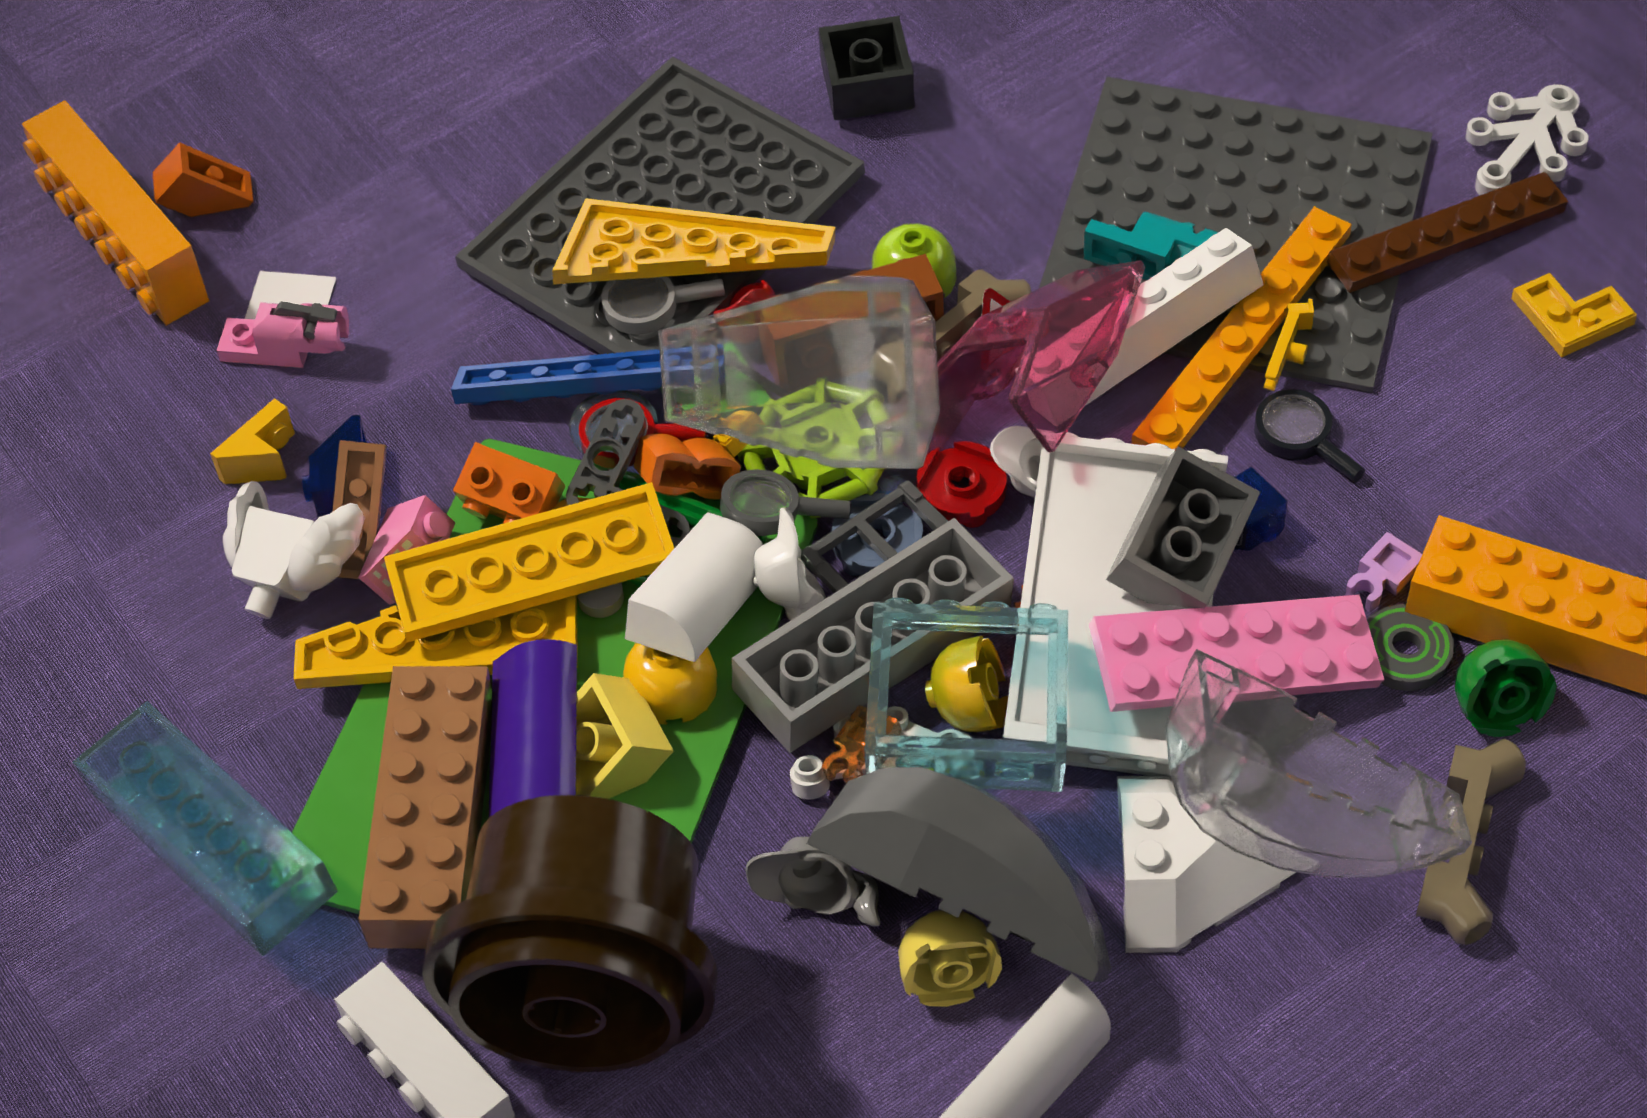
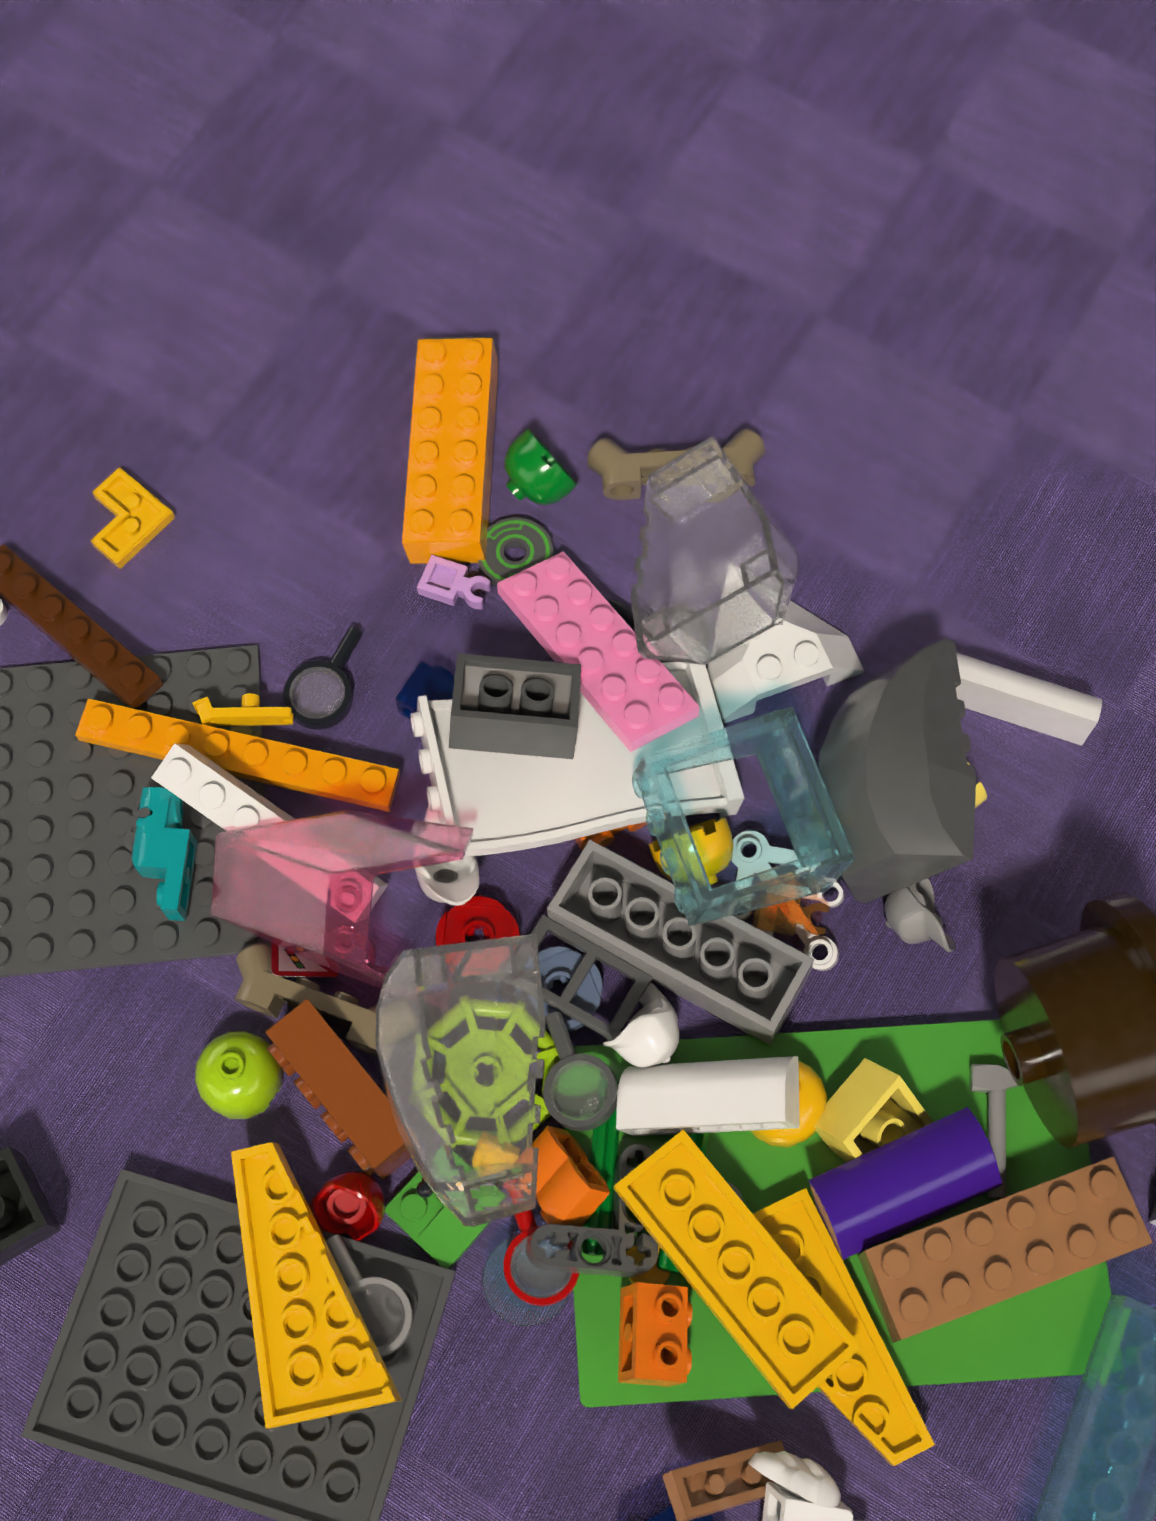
camera: 115 degrees left, 15 degrees up
(402, 529) = (744, 1415): bright pink slope -> none
(557, 377) = (487, 1340): blue plate -> none

